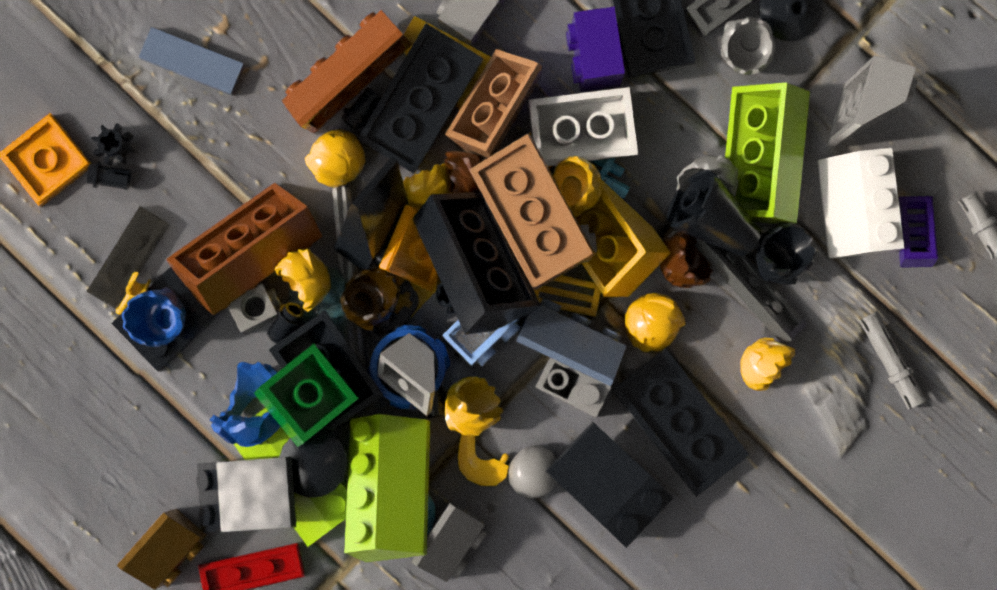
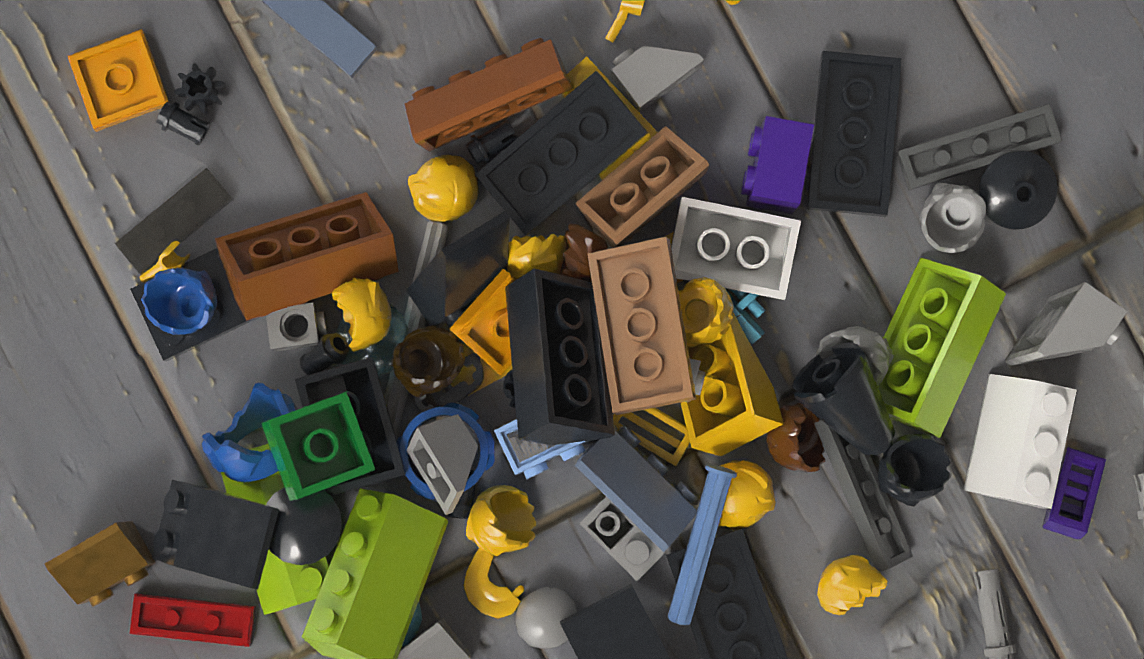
camera: 25 degrees right, 0 degrees up
(636, 370) = (700, 543): none -> medium blue axle

